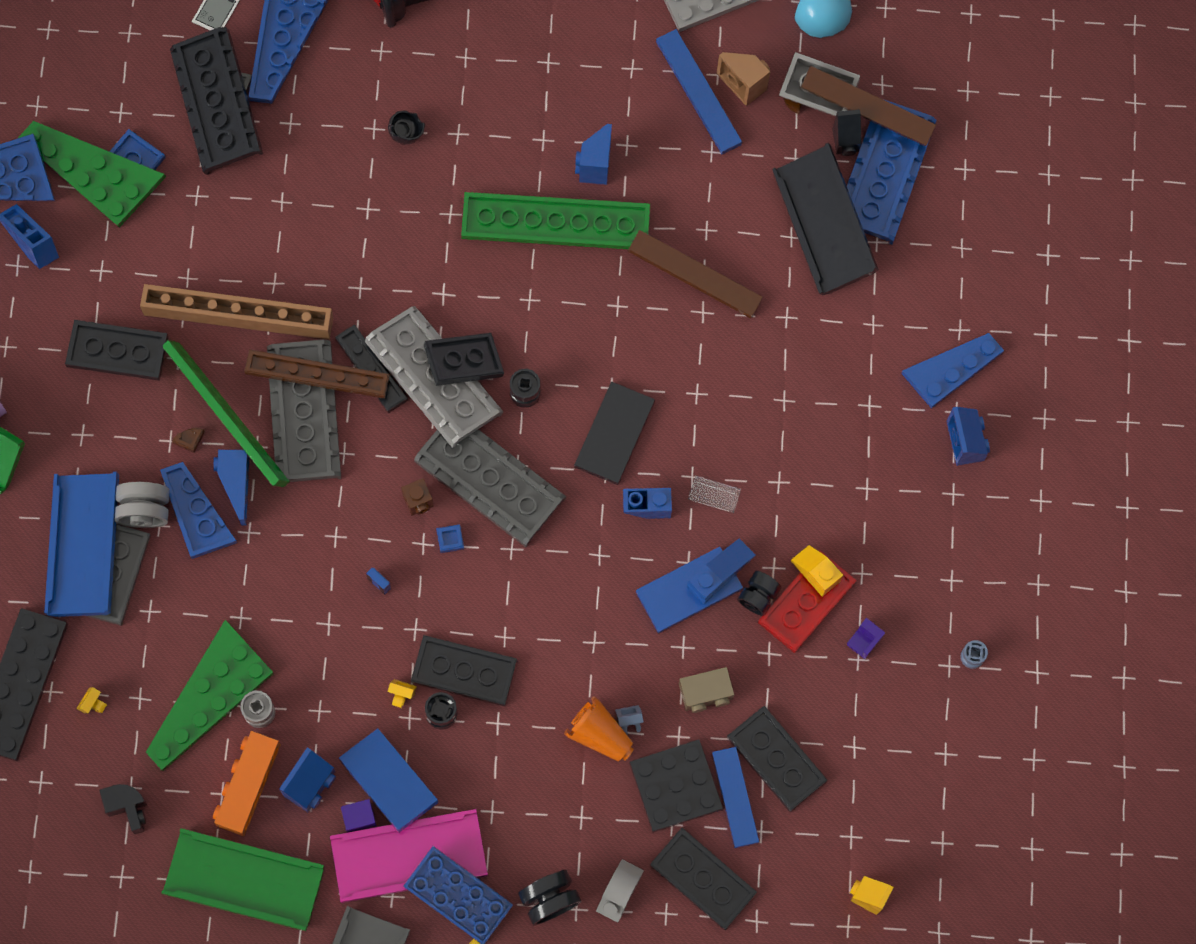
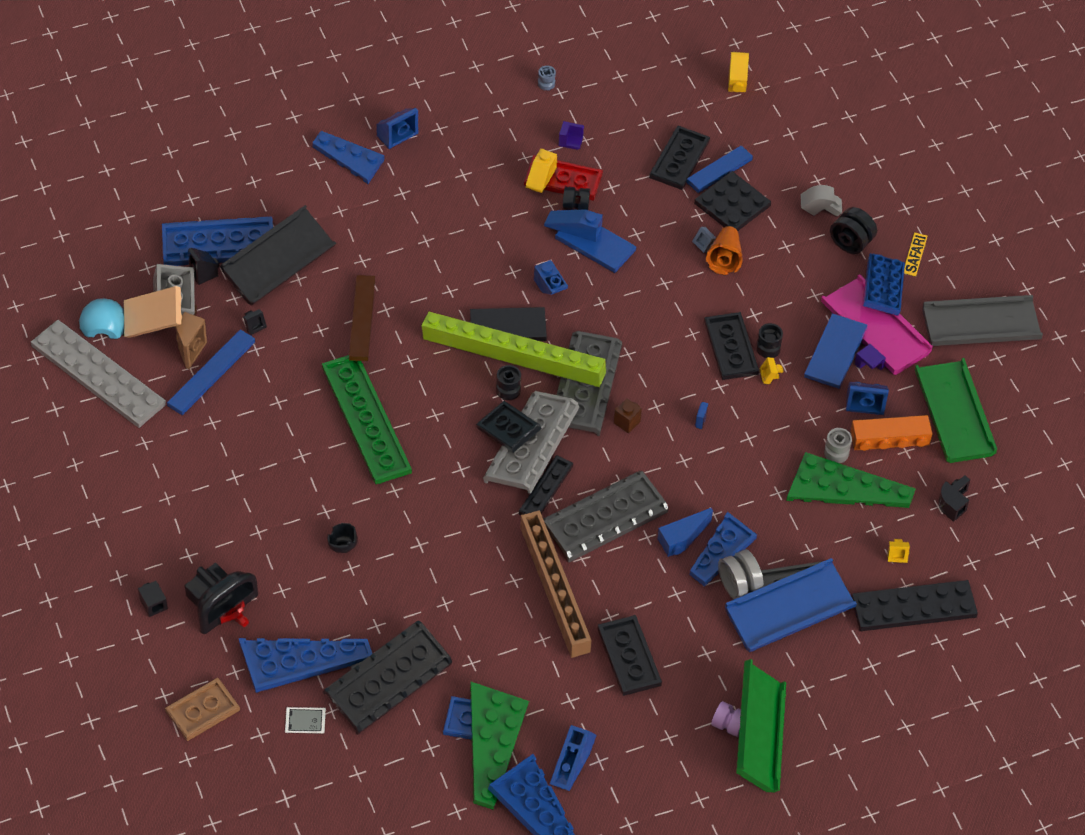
camera: 115 degrees left, 20 degrees down
(189, 439) = (667, 580): reddish brown tile -> none
(225, 414) = (638, 556): green tile -> none
(317, 374) = (574, 512): reddish brown tile -> none
(450, 538) = (643, 390): blue tile -> none
(563, 411) = (514, 349): none -> lime brick
(593, 159) = (302, 404): blue slope -> none
(703, 878) = (783, 167): black tile -> none
(706, 690) = (659, 205): dark tan brick -> none
(714, 494) = (519, 252): clear tile -> none
(745, 159) = (254, 321): none -> black tile
(787, 43) = (152, 312): none -> light nougat tile
(870, 106) = (178, 251): reddish brown tile -> none

